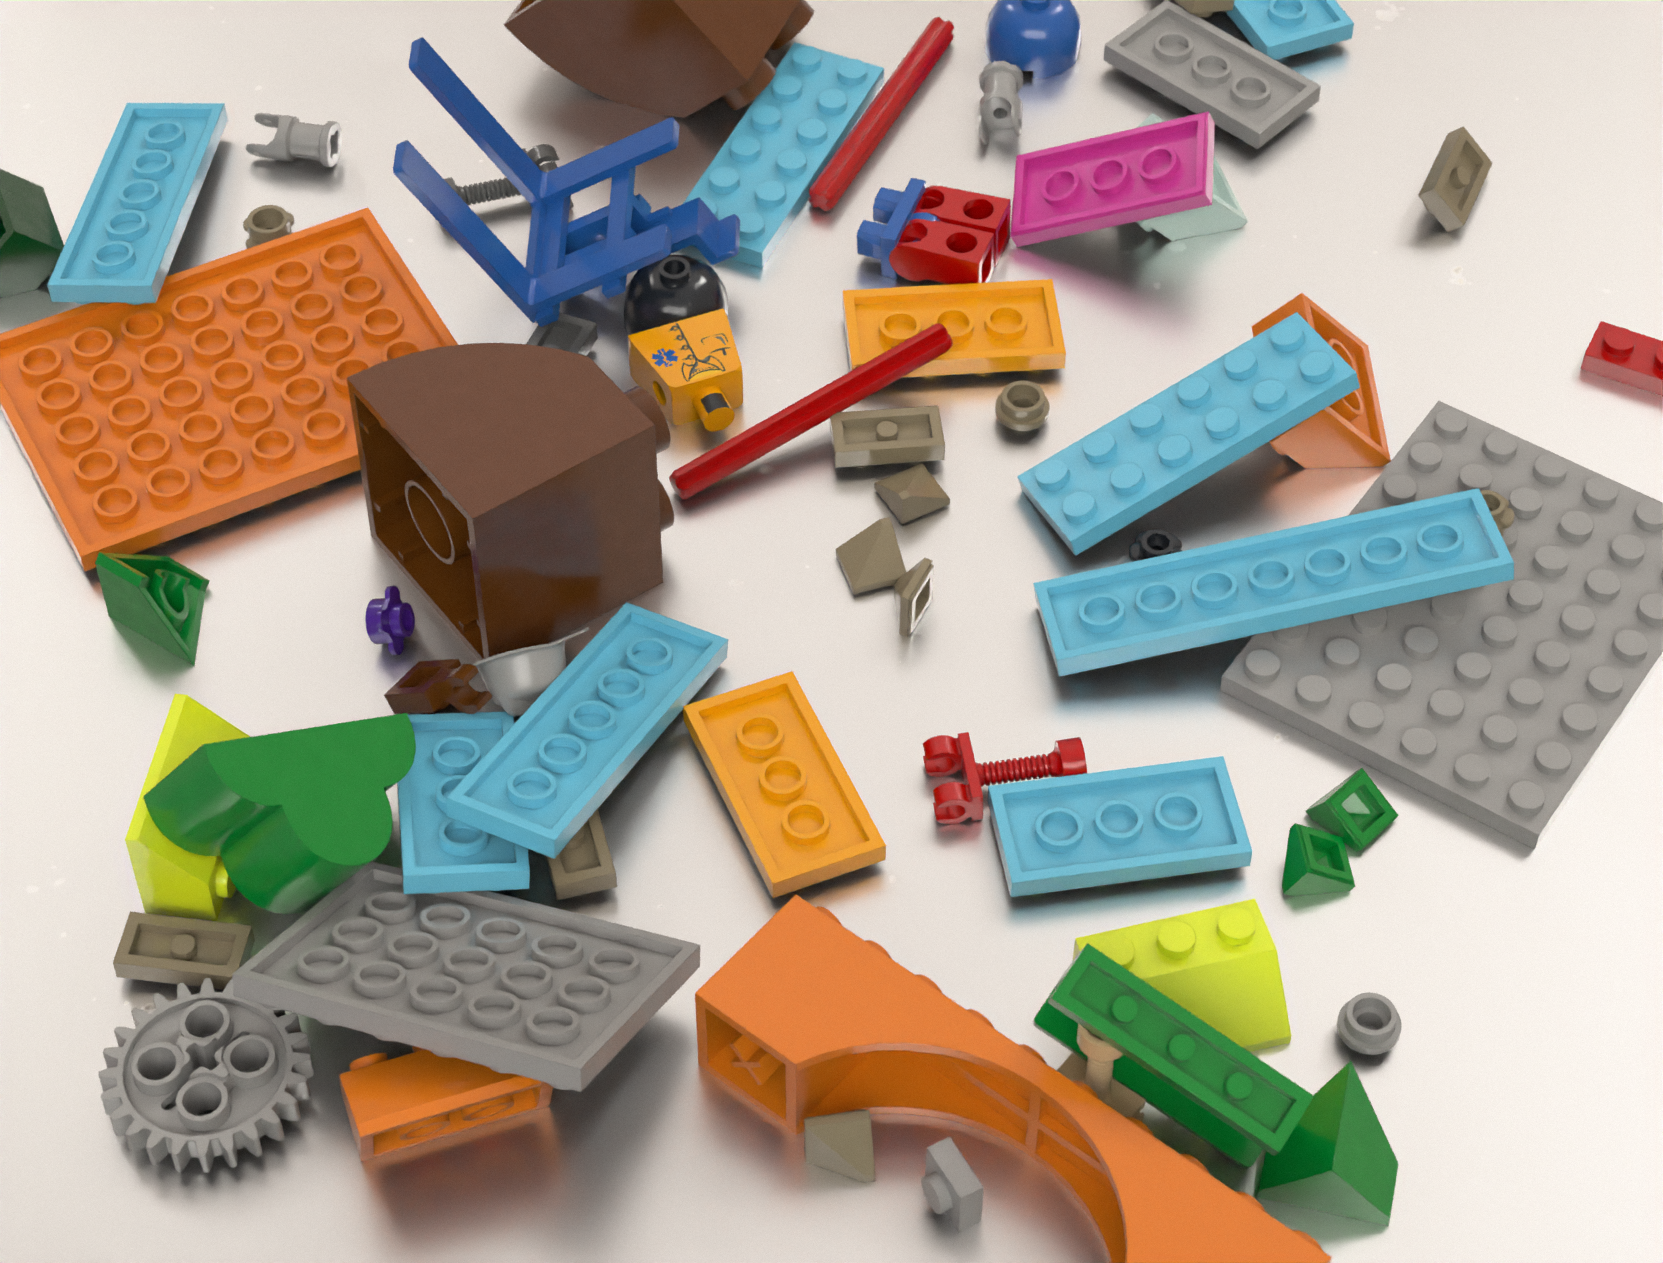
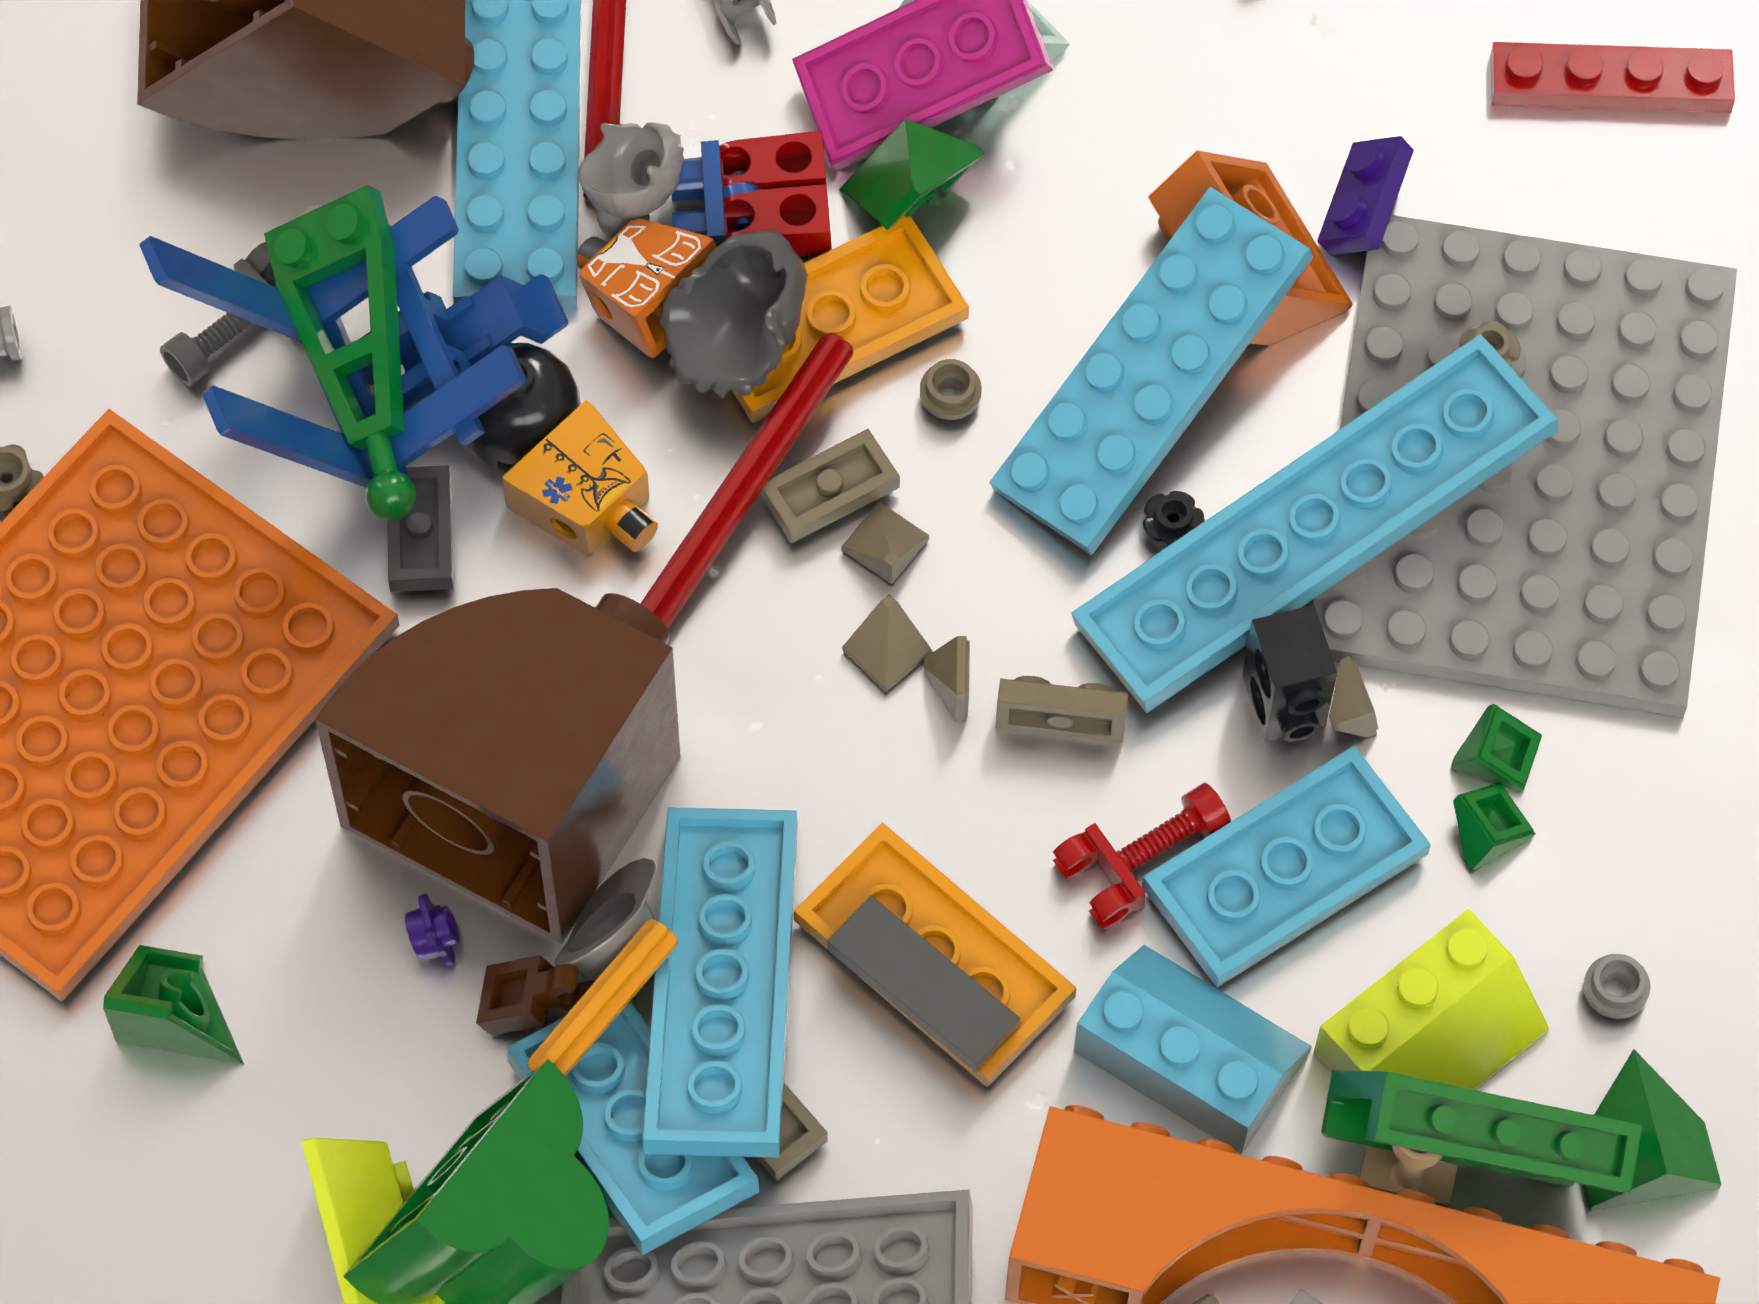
camera: 25 degrees left, 15 degrees up
(487, 698) = (606, 997): none -> light orange axle
(561, 140) = (314, 250): none -> green plate
(756, 792) = (923, 984): none -> dark grey tile
(815, 258) = (635, 274): none -> orange torso
(843, 183) = (631, 172): none -> light grey piece
(870, 281) = (735, 313): none -> dark grey piece
(958, 924) = (1189, 1047): none -> medium azure slope
(987, 647) = (1045, 708): none -> dark tan plate
(1075, 246) = (907, 171): none -> green slope
(1190, 677) = (1289, 674): none -> black brick
(1236, 725) = (1351, 704): none -> dark tan slope
(1437, 386) = (1365, 195): none -> dark purple plate

